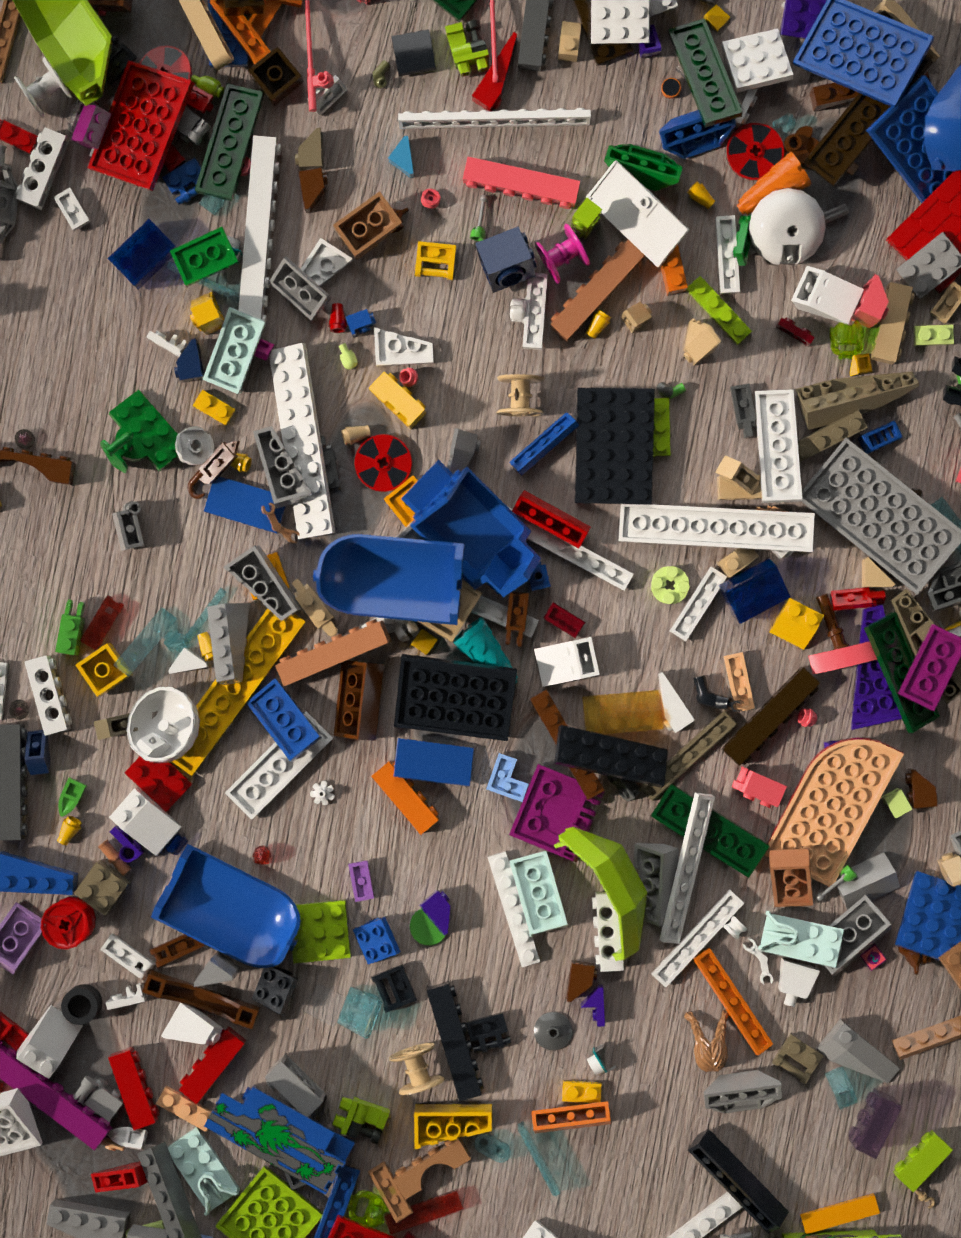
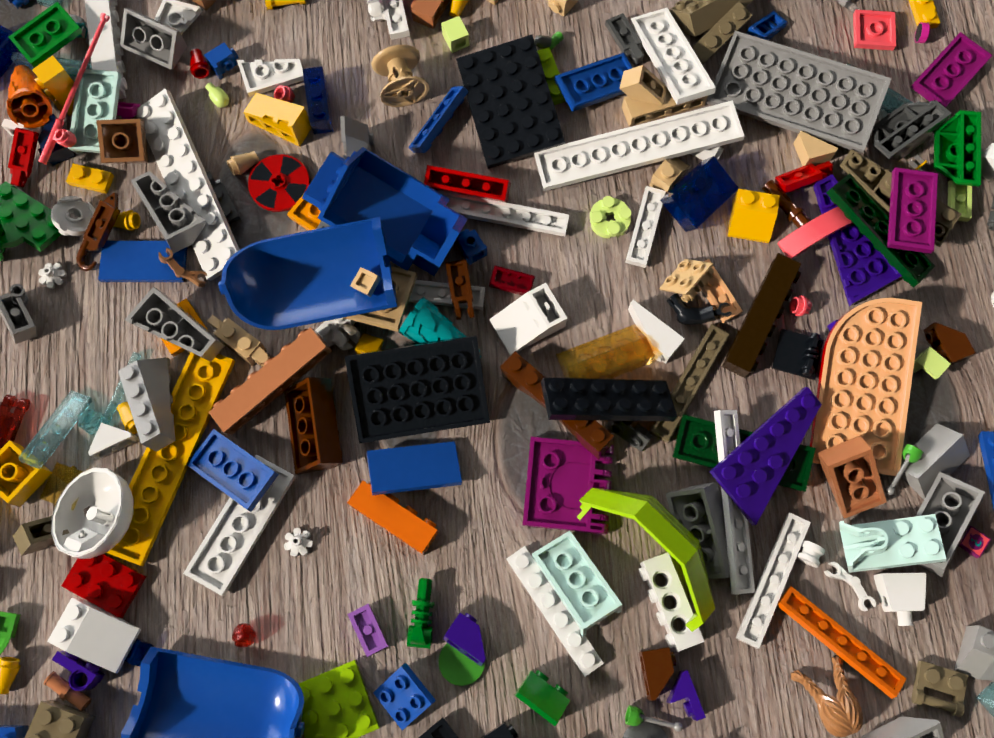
camera: 20 degrees left, 15 degrees down
(138, 685) = (58, 481): none -> clear yellow piece
(159, 371) = (22, 155): none -> red hinge
(167, 493) = (52, 274): none -> white plant
(175, 321) = (26, 99): none -> orange cone
(202, 372) = (57, 134): none -> coral piece
(253, 388) = (122, 141): none -> medium nougat slope
(401, 896) = (420, 634): none -> green piece
(436, 595) = (365, 282): none -> tan plate
(439, 392) = (318, 100): none -> clear blue brick
(483, 973) = (542, 697): none -> green slope
(501, 779) = (497, 469): light blue plate -> none
(552, 1008) = (635, 717): none -> hinge
(585, 359) = (455, 34): none -> yellowish green panel
(701, 448) = (593, 82): none -> blue tile
(717, 664) = (688, 278): none -> tan hinge
(719, 844) = (760, 461): none -> dark purple wing
(759, 787) = (775, 388): coral hinge -> none
(789, 758) = (798, 353): none -> black hinge

